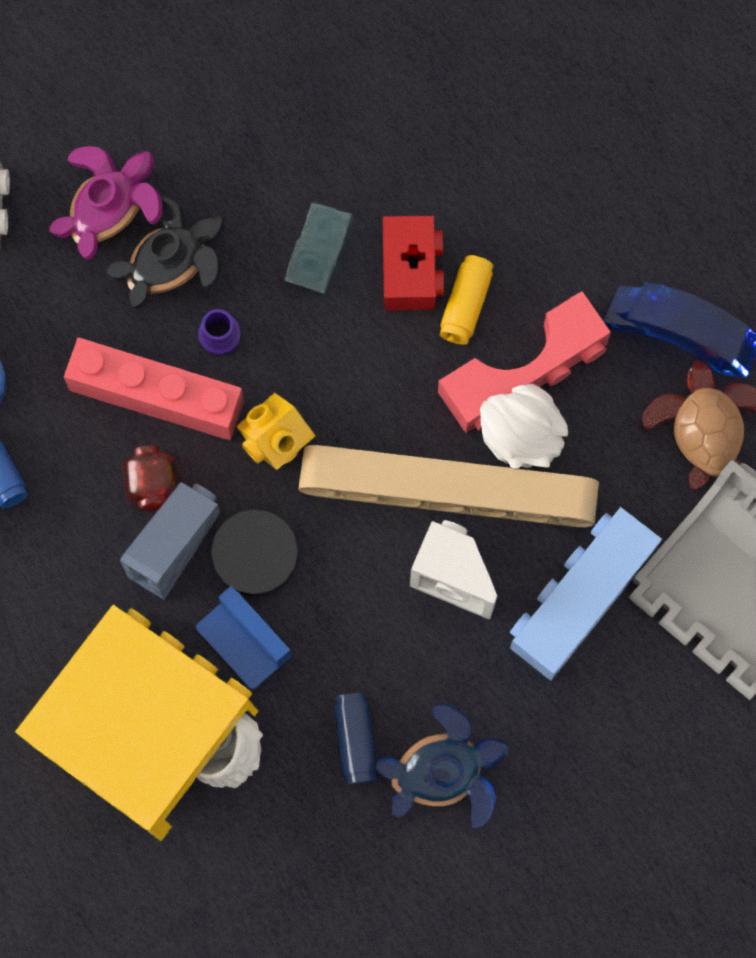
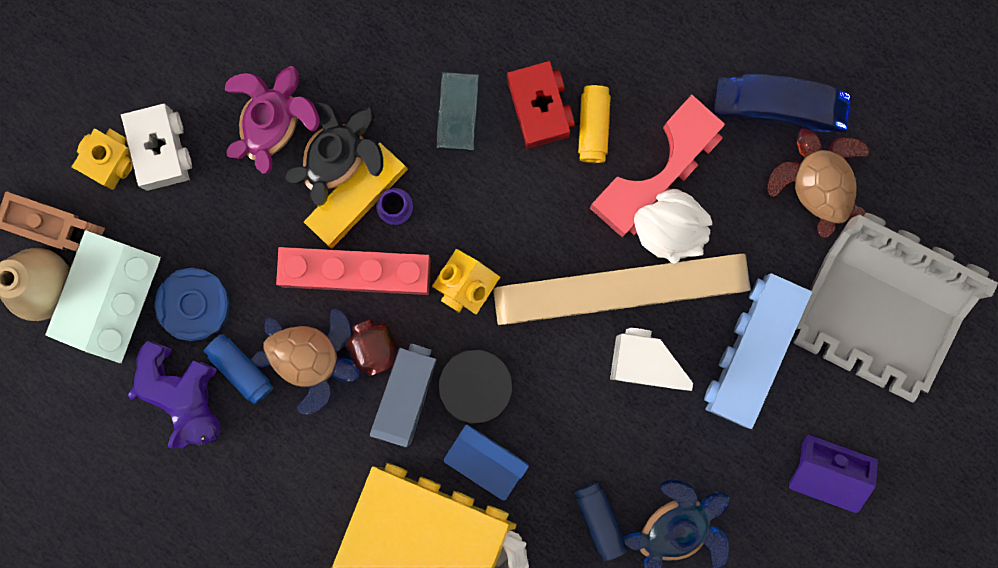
camera: 10 degrees left, 10 degrees up
(75, 470) = (308, 358): none -> animal
(176, 312) = (353, 199): none -> yellow tile
(637, 757) = (834, 474): none -> dark purple panel

